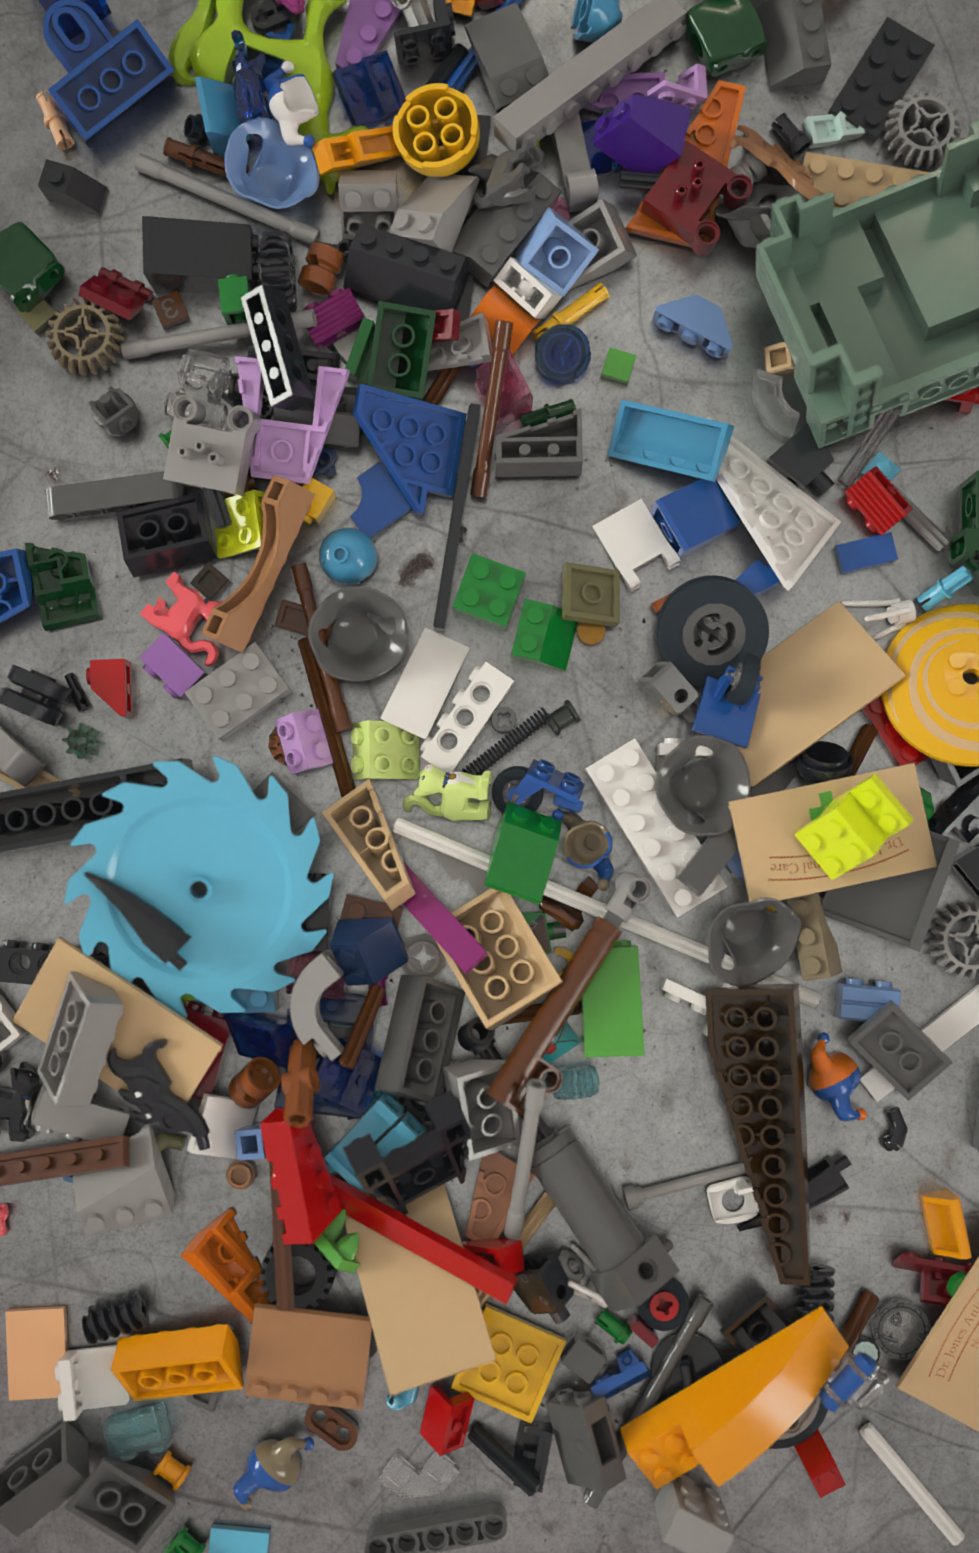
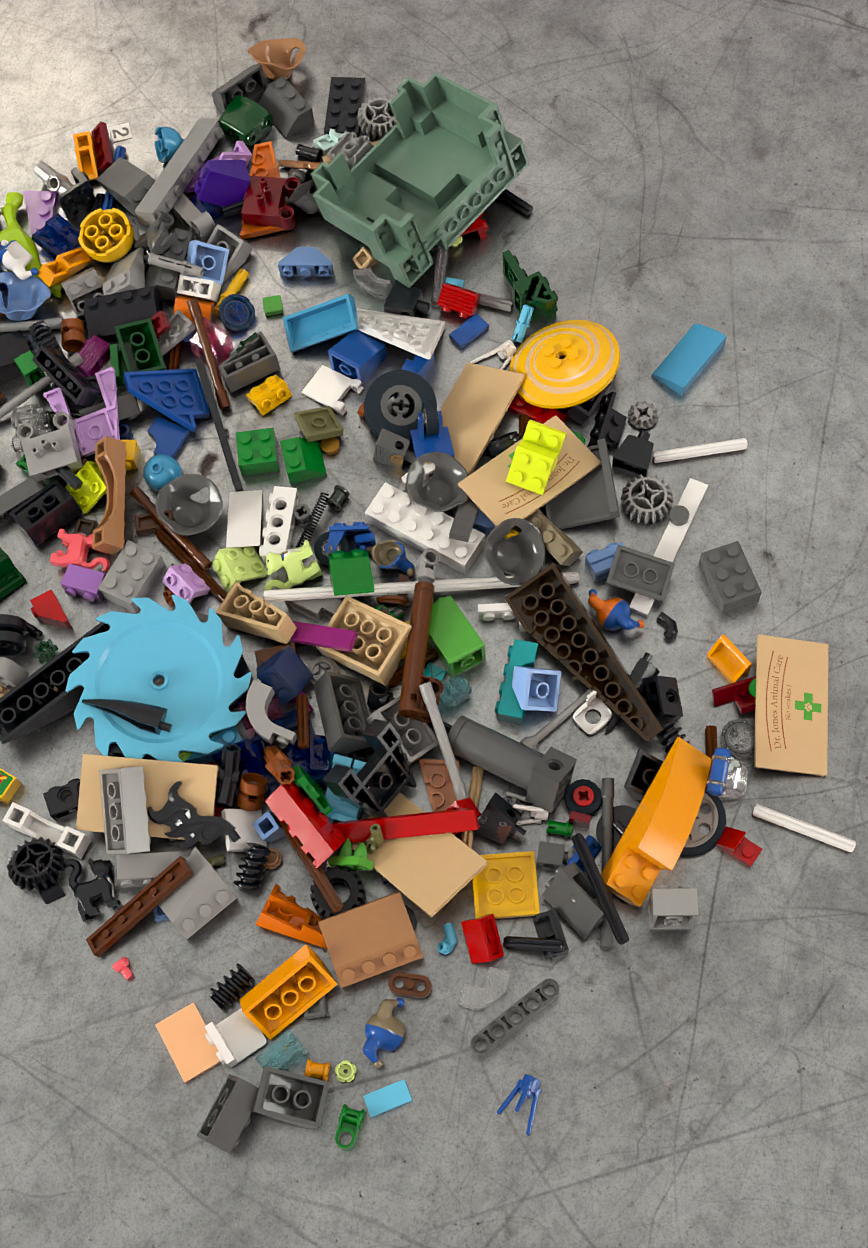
camera: 20 degrees left, 20 degrees down
(205, 1494) = (345, 1065): none -> yellowish green plate
(210, 1182) = (253, 866): none -> black piece
(232, 1057) = (228, 776): none -> black piece
(329, 1134) = (312, 789): none -> green wing
(376, 1235) = (375, 839): none -> olive arm
(534, 266) = (176, 265): none -> light grey pin
(546, 507) = (269, 394): none -> yellow bracket
(618, 1456) = (600, 889): none -> black axle
(637, 1133) = (521, 654): none -> teal arch
(681, 1135) = (536, 688): none -> light blue slope
(834, 1233) = (664, 698): none -> black brick
(853, 170) = (352, 148): none -> light grey slope

